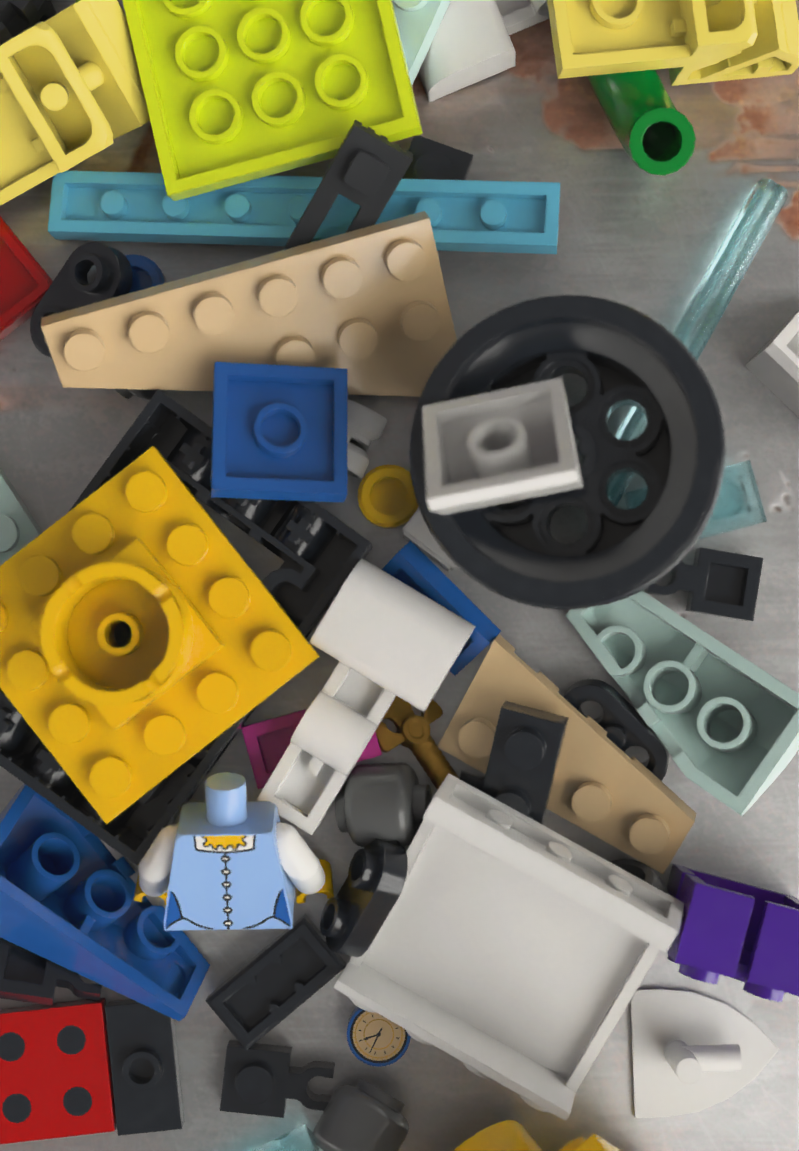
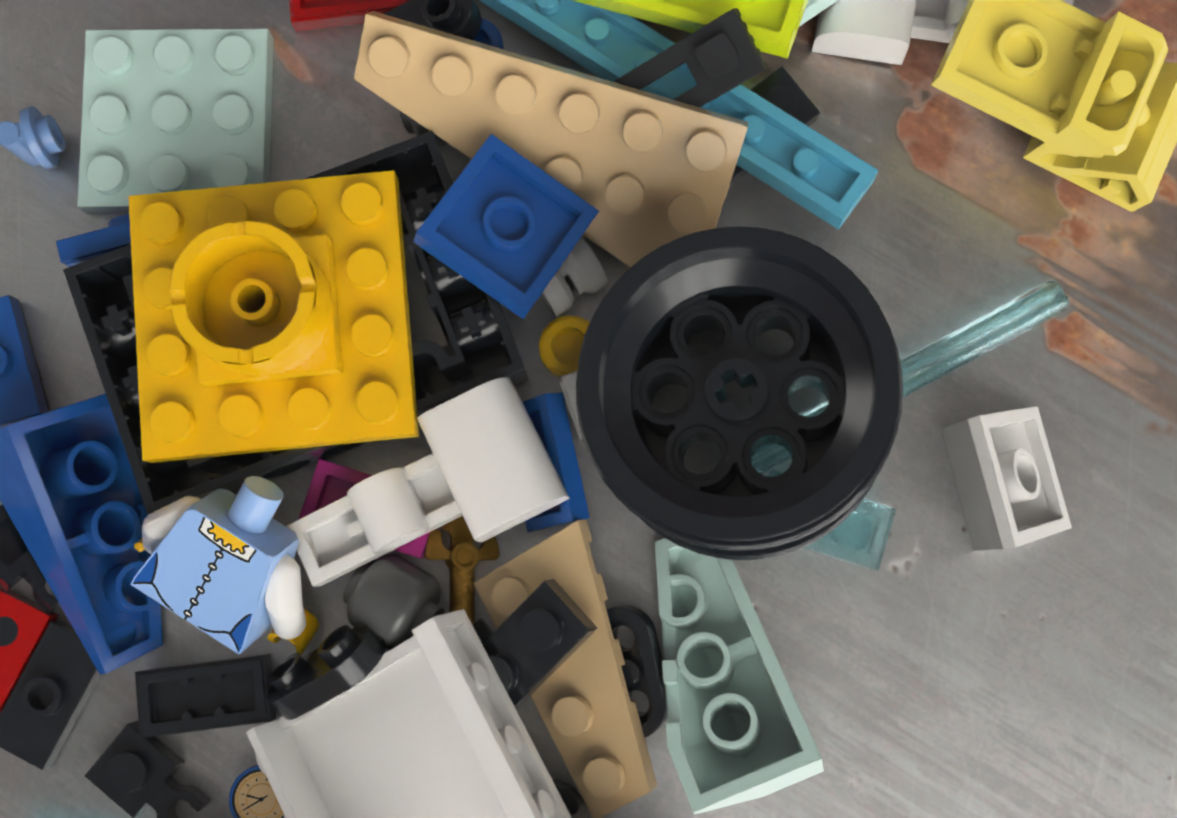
camera: 35 degrees right, 5 degrees down
(499, 447) = (677, 343): white slope -> none
(645, 120) = (984, 165): green cylinder -> none
(716, 583) = (801, 597): black plate -> none

